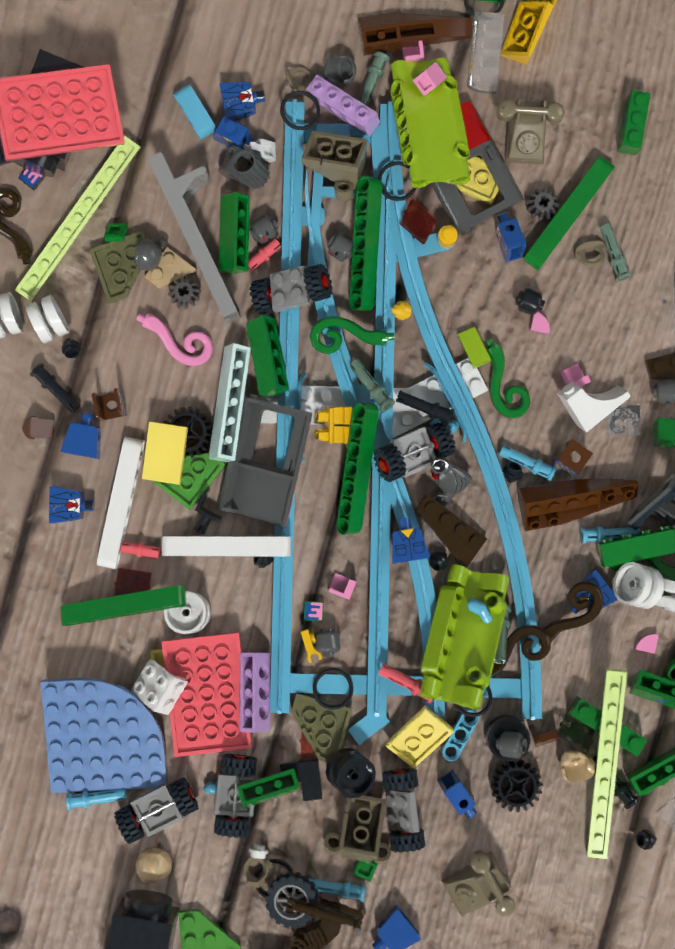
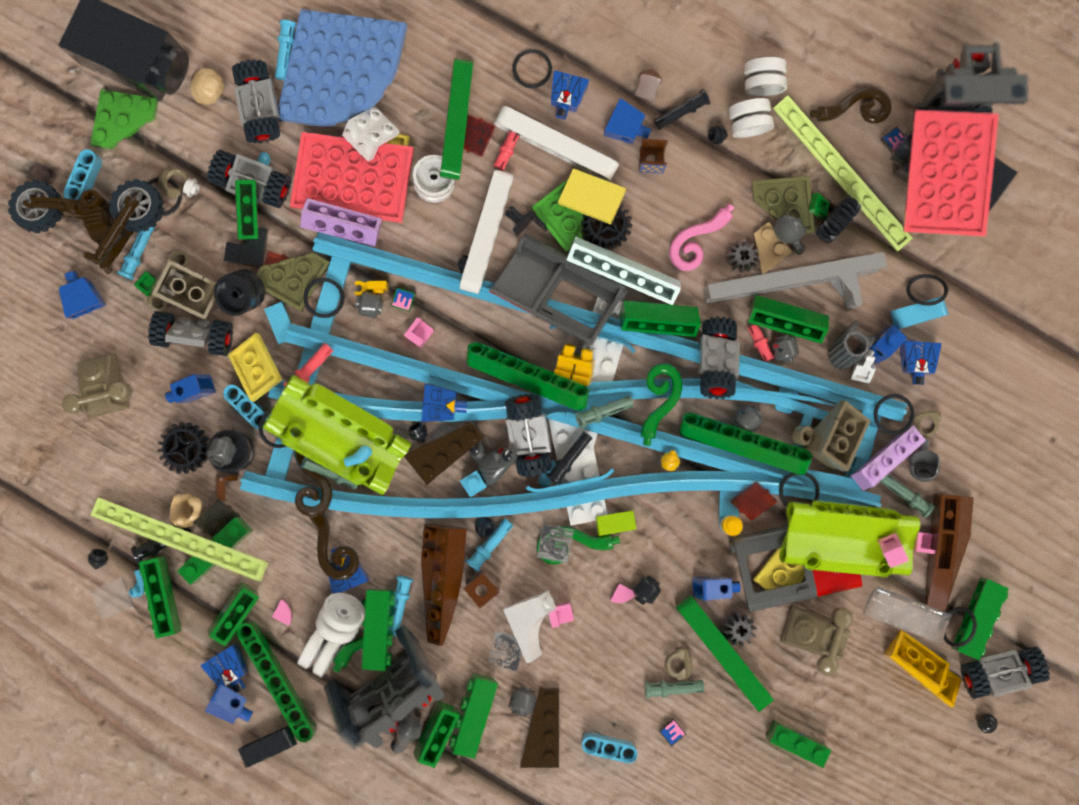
camera: 105 degrees right, 0 degrees up
(68, 546) = (537, 52): none -> black tyre
(125, 210) = (838, 219): none -> black gear
(157, 114) = (927, 276): none -> black tyre
(474, 493) = (473, 483): none -> medium azure brick
(509, 399) = (555, 543): none -> clear piece
(655, 243) = (672, 732): none -> tile
(663, 791) = (137, 590): none -> medium azure arm

